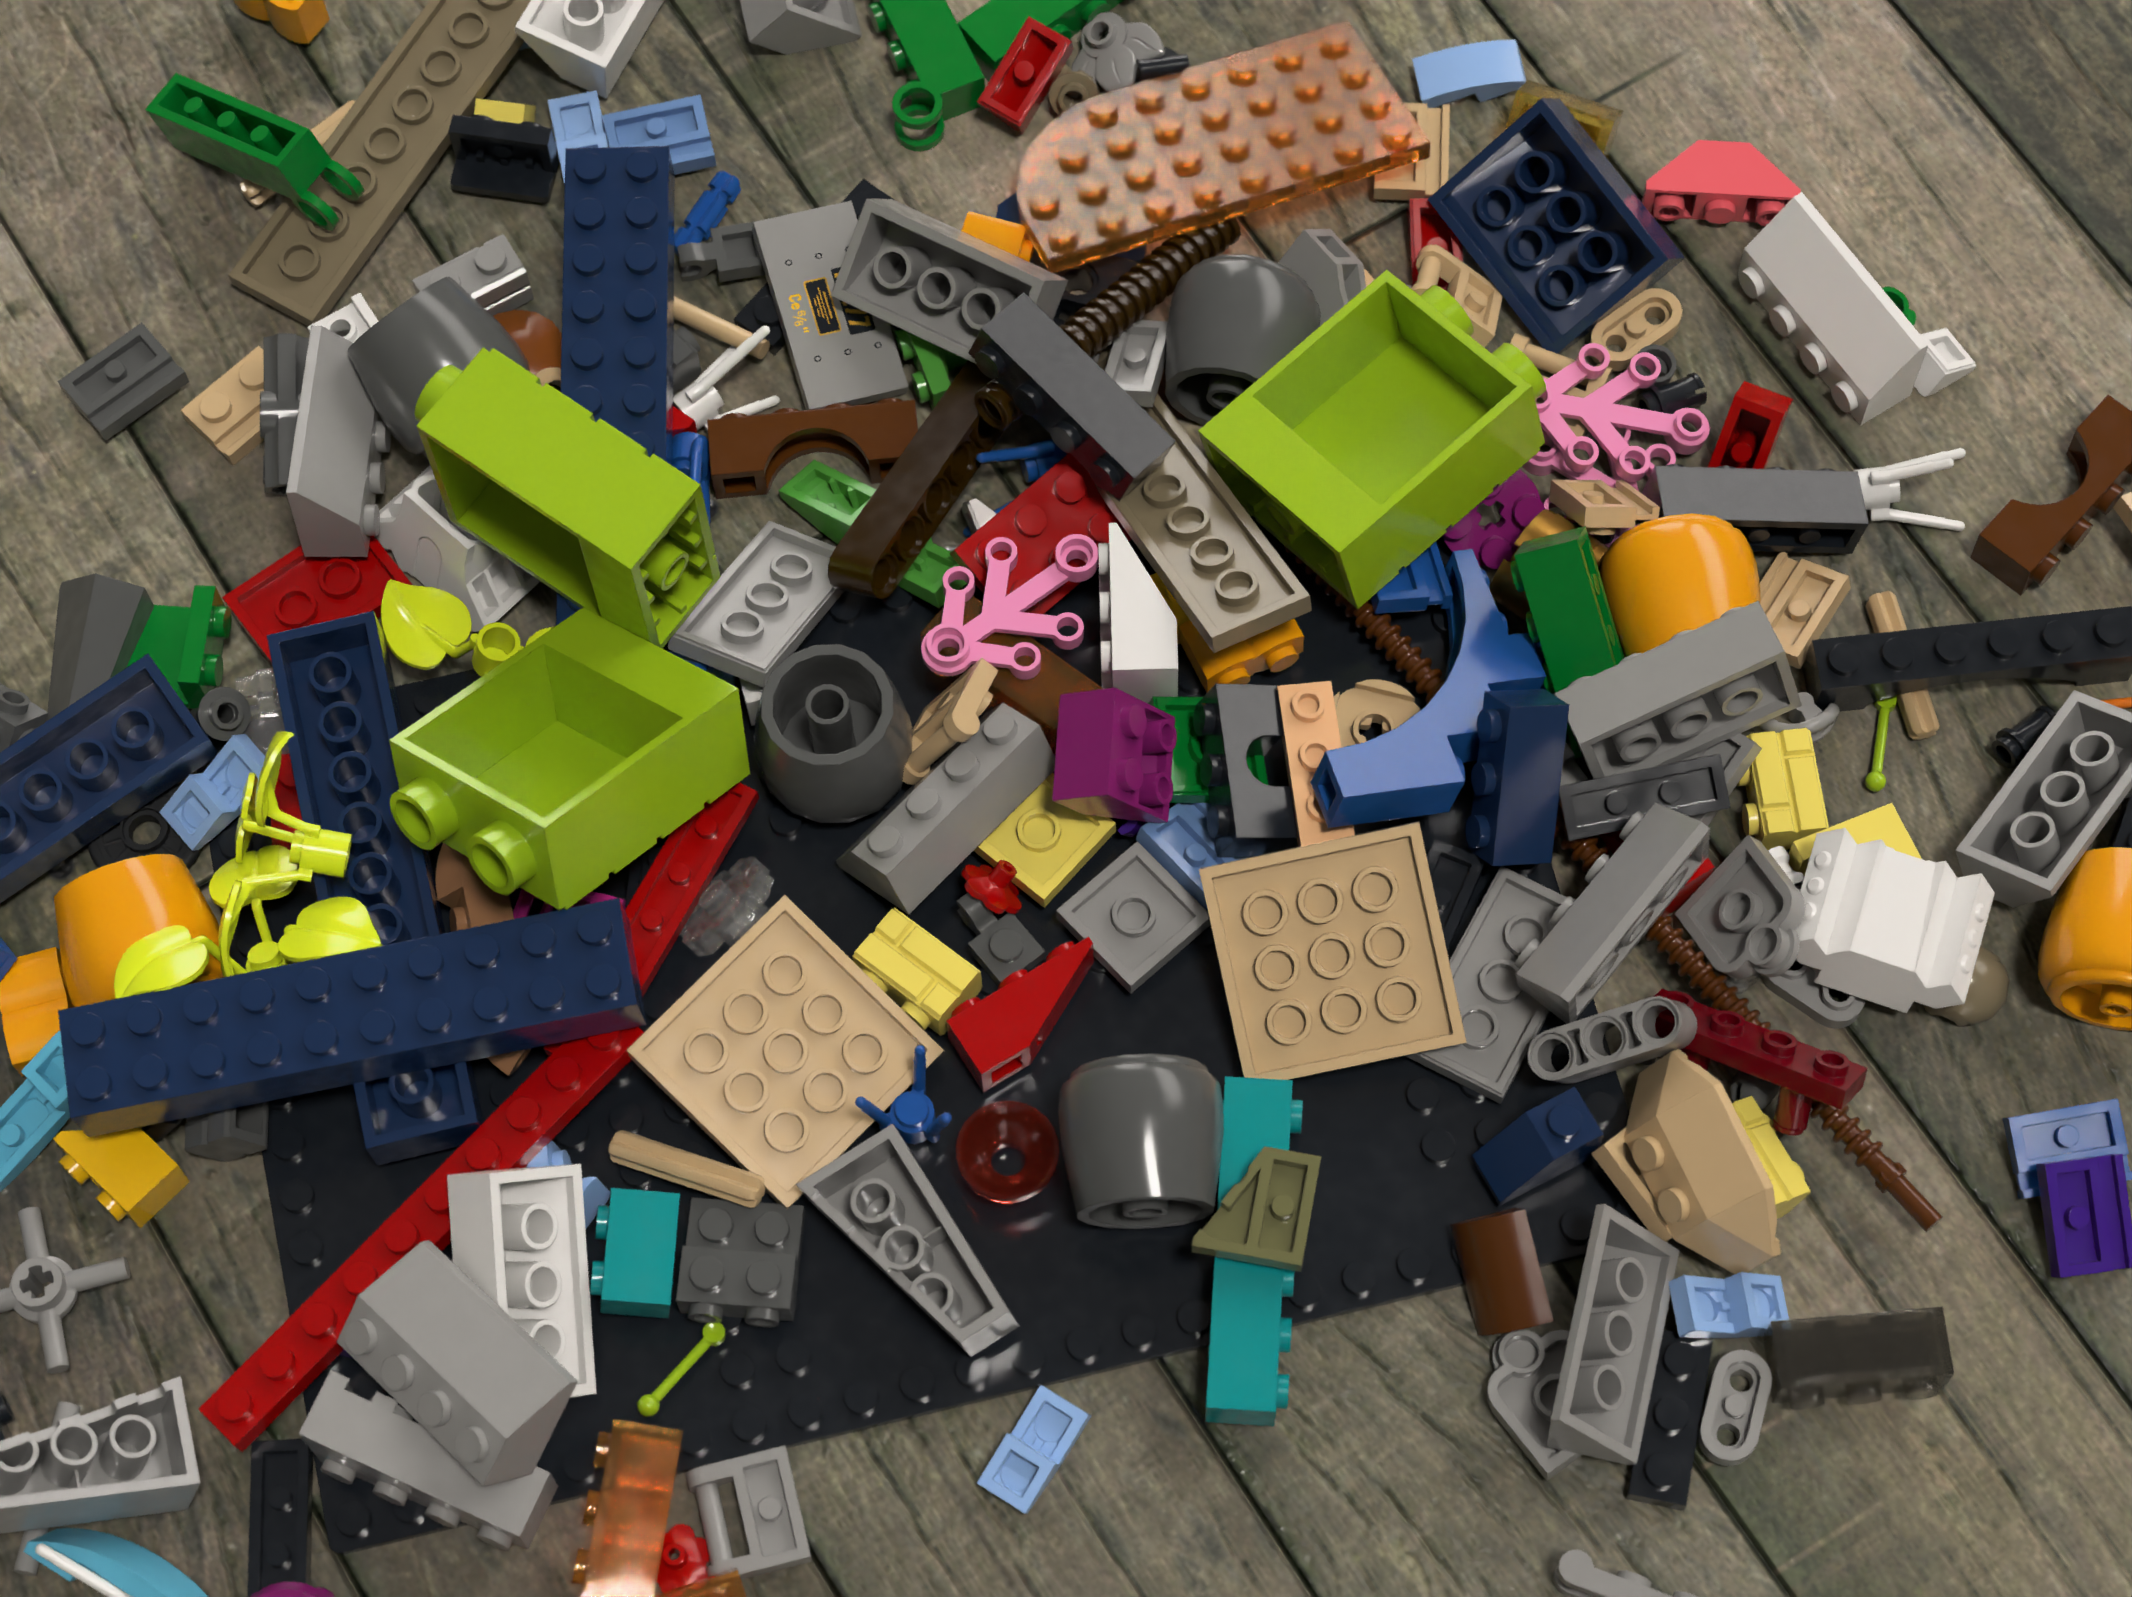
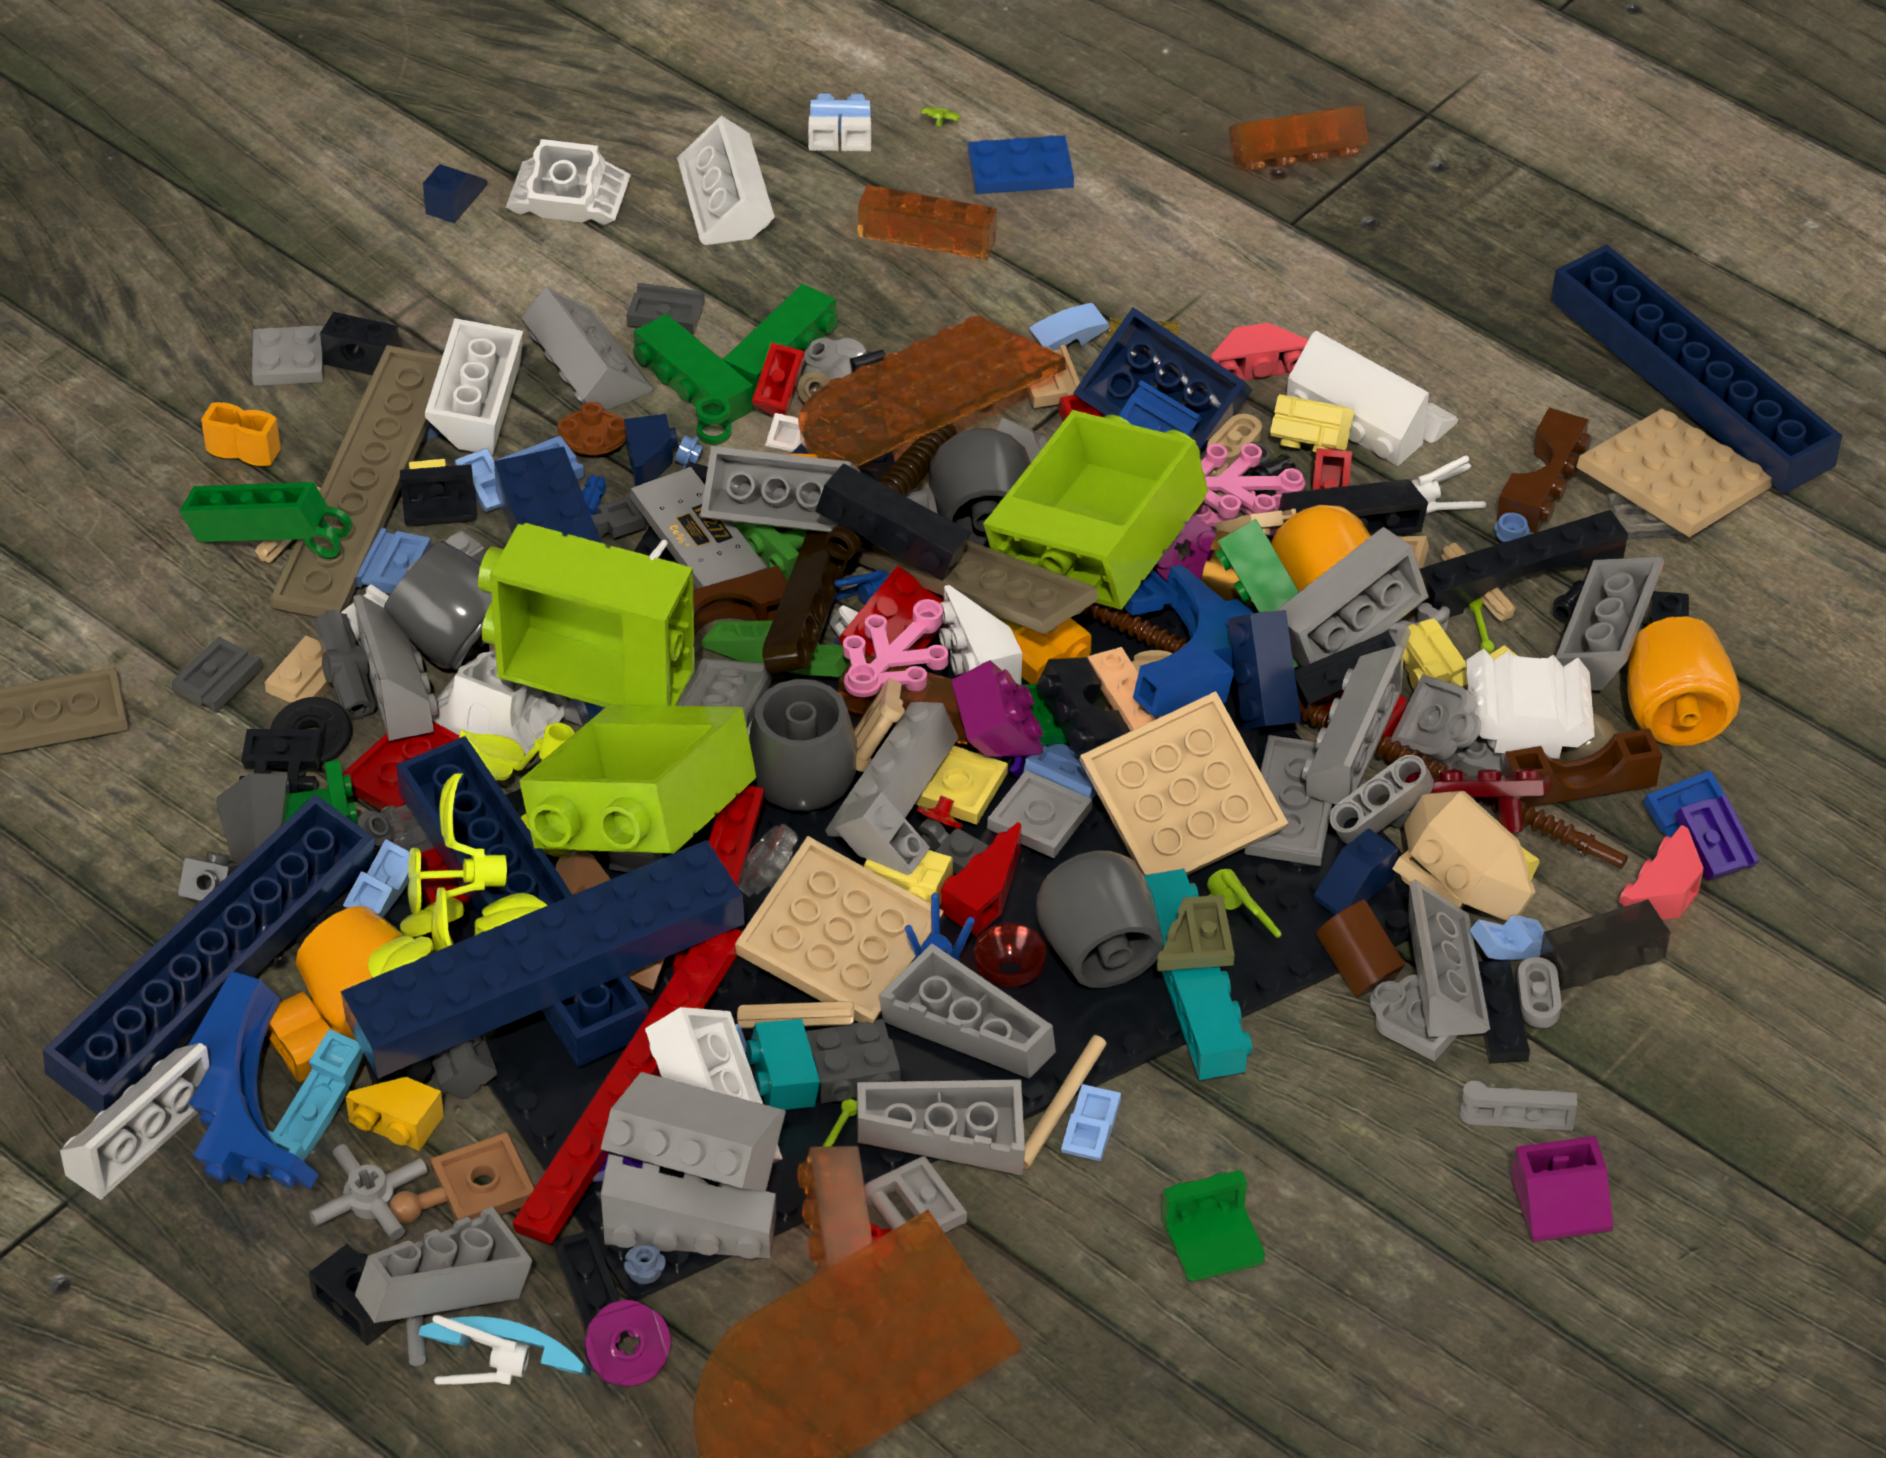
camera: 20 degrees left, 20 degrees down
(162, 533) = (284, 750): none -> black plate
(164, 1293) = (456, 1174): none -> medium nougat plate
(231, 531) = (321, 713): none -> black wheel
(359, 1530) = (644, 1271): none -> sand blue plate
(411, 245) = (390, 557): none -> medium blue plate
(750, 92) = (592, 430): none -> dark orange dish
(814, 145) = (649, 446): none -> dark blue slope
(837, 1414) = (946, 1120): none -> light grey wedge
(868, 161) = (688, 451): none -> medium blue plate
(886, 921) = (882, 834): none -> light grey slope
(1002, 1405) = (1062, 1099): none -> tan bar
(1006, 158) = (784, 433): none -> white slope
(1350, 1125) = (1234, 894): none -> lime plant
(1528, 281) = (1158, 411): none -> blue plate
(1751, 335) = (1311, 423): none -> light yellow brick
(1981, 1052) = (1623, 764): none -> reddish brown arch
(1987, 1269) = (1670, 879): none -> coral slope
(1988, 573) = (1511, 527): none -> medium blue plate

